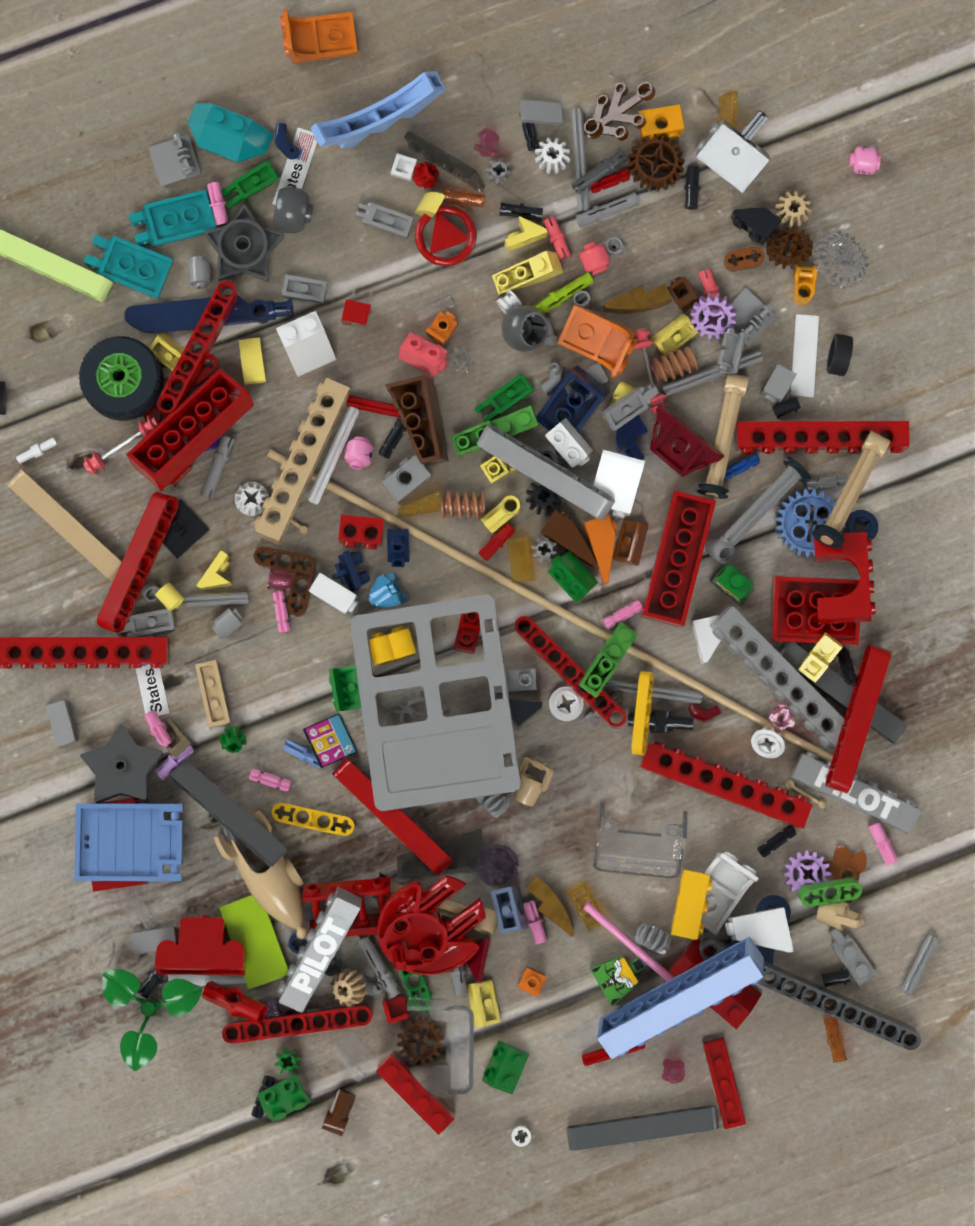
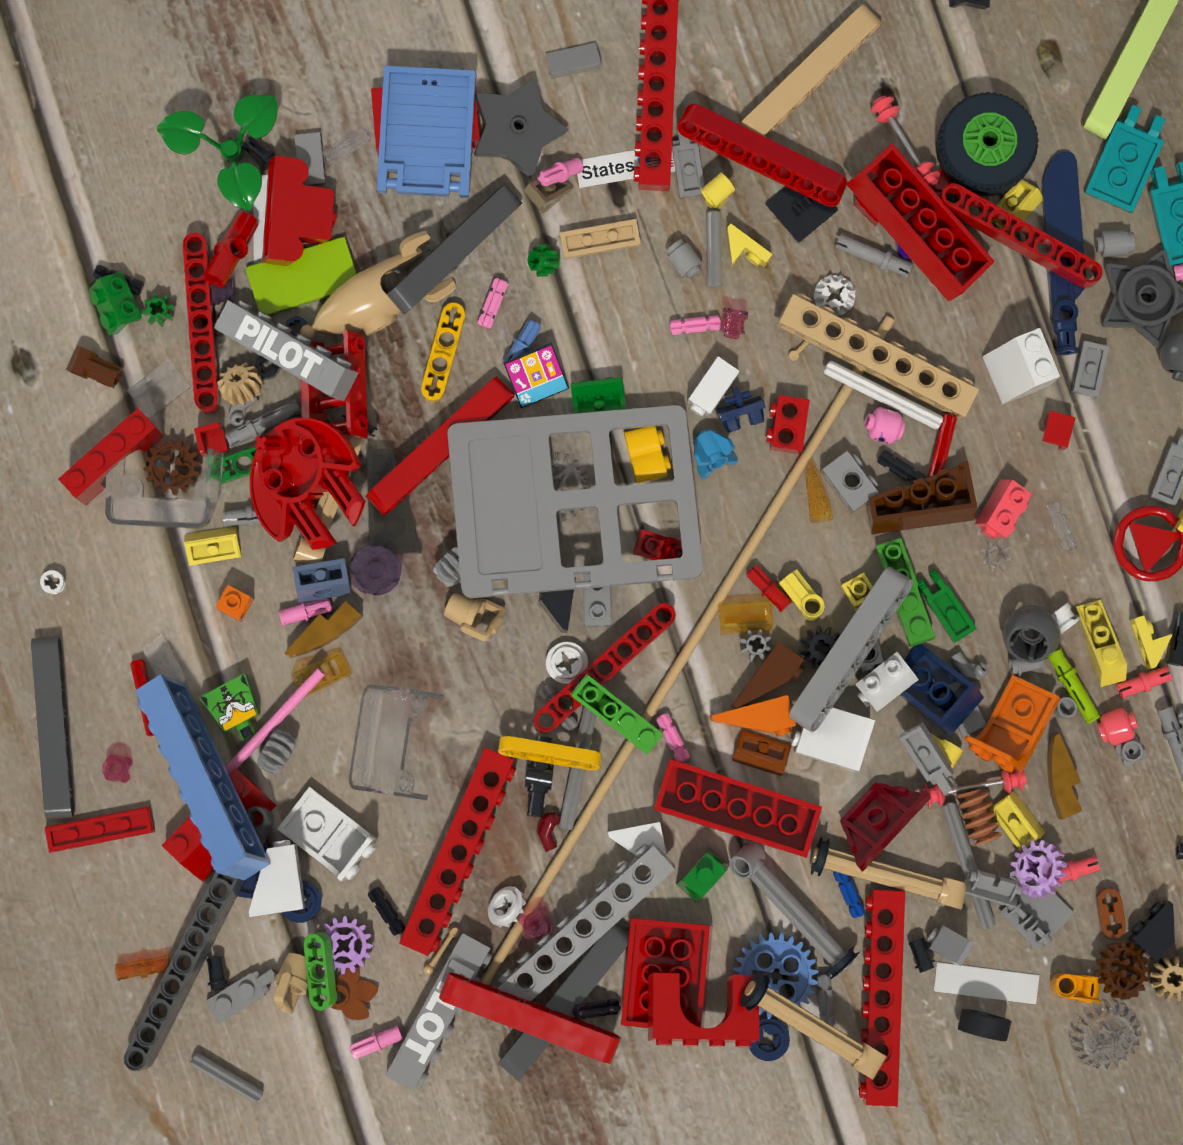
camera: 90 degrees right, 0 degrees up
(36, 450) = (903, 42): white bar -> none
(149, 591) = (729, 171): light grey hinge -> none
(171, 763) = (518, 185): lavender axle -> none
(207, 372) = (990, 246): red beam -> none
(252, 361) = (1003, 302): light yellow slope -> none
(299, 574) = (739, 347): reddish brown beam -> none
(398, 547) = (766, 467): dark blue hips -> none
(440, 335) = (1026, 536): orange brick -> none
(463, 505) = (815, 548): nougat piece -> none
(477, 962) = (262, 540): dark red slope -> none
(505, 1067) = (134, 567): green bracket -> none
(572, 576) = (722, 677): green brick -> none
(628, 434) = (894, 755): clear blue brick -> none
(677, 287) = (1072, 825): reddish brown brick -> none
(691, 904) = (314, 799): yellow brick -> none
(820, 657) = (607, 976): light yellow slope -> none

